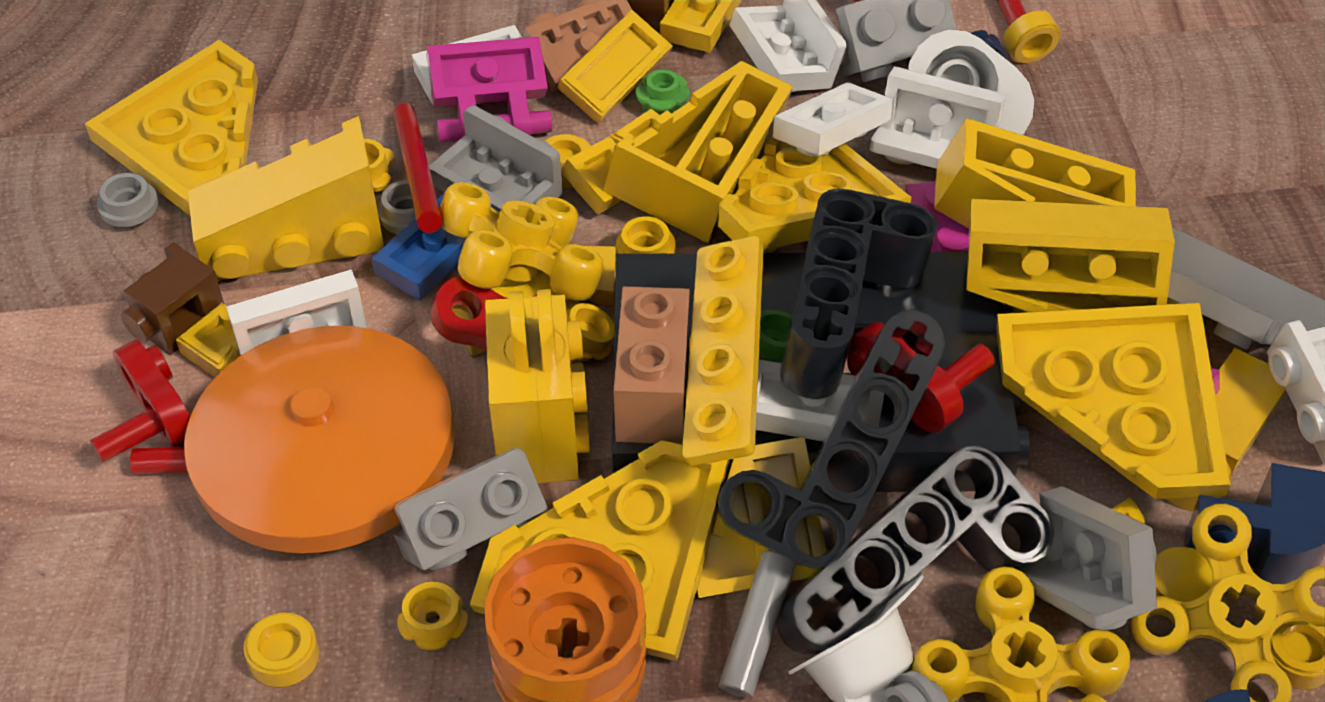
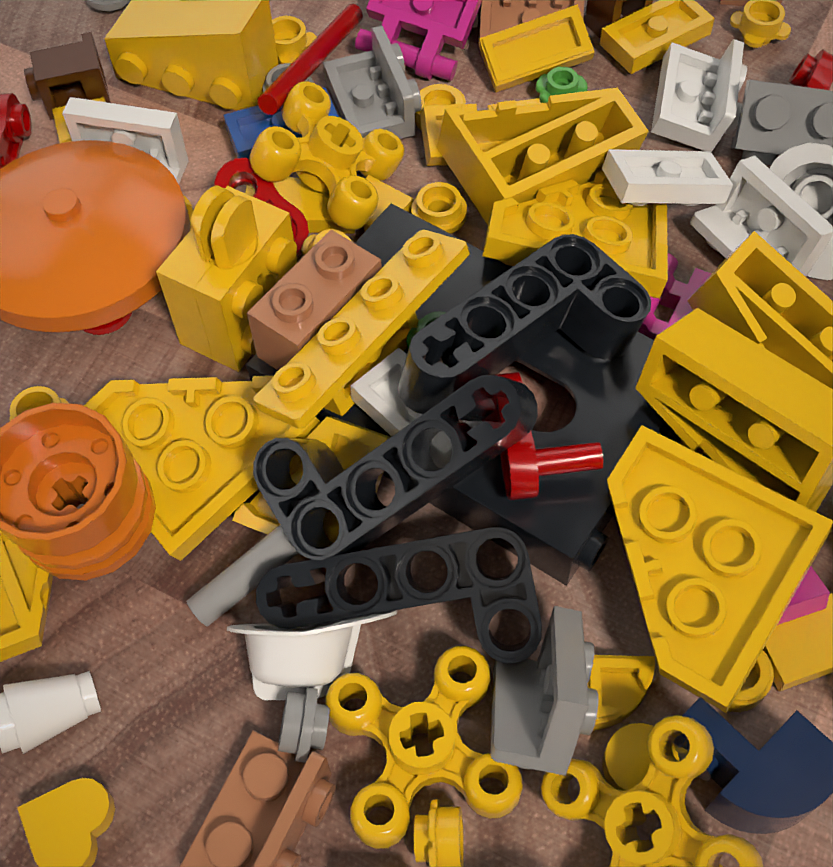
camera: 35 degrees right, 10 degrees up
(467, 510) = (110, 348): light grey bracket -> none

